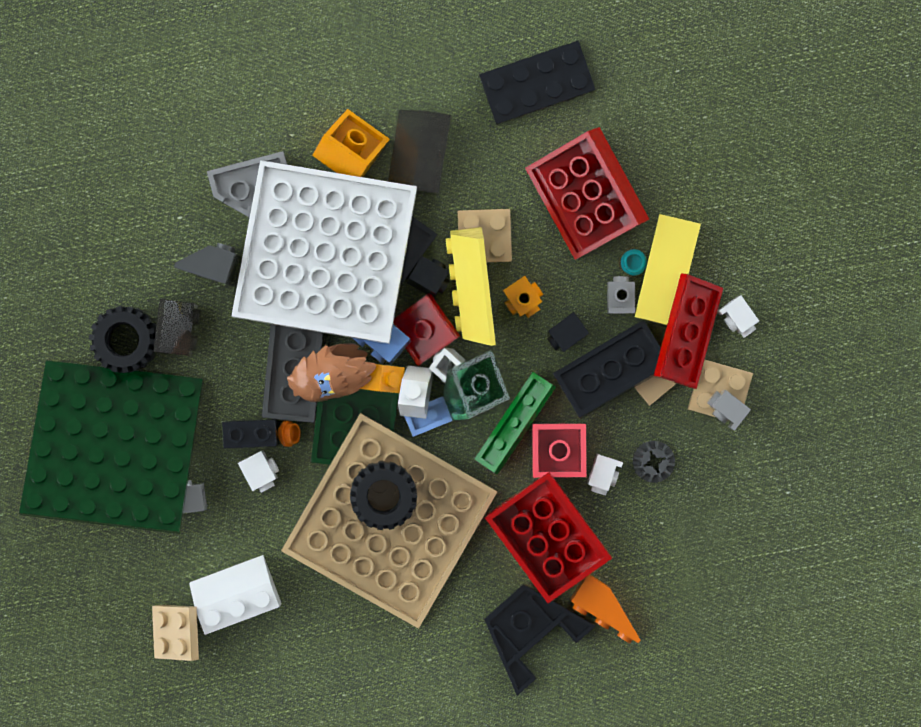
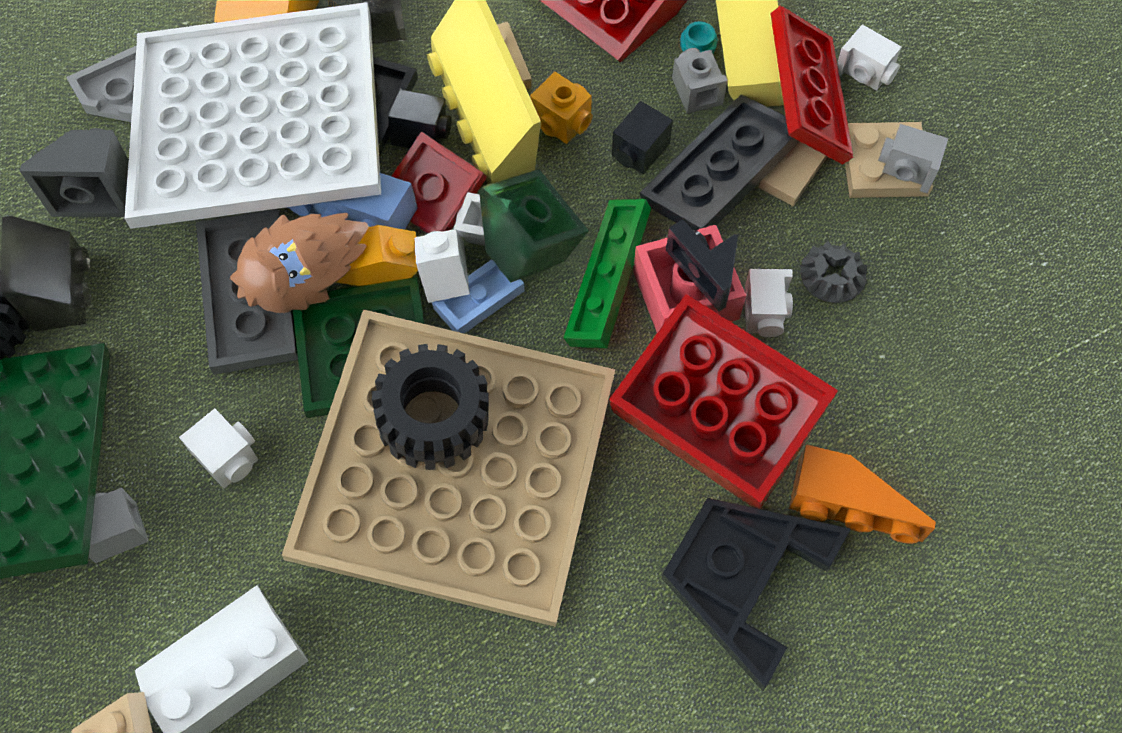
camera: 10 degrees left, 25 degrees down
(250, 433) = (190, 392): black brick -> none
(289, 433) = (258, 380): orange plate -> none
(571, 462) = (707, 268): none -> black slope

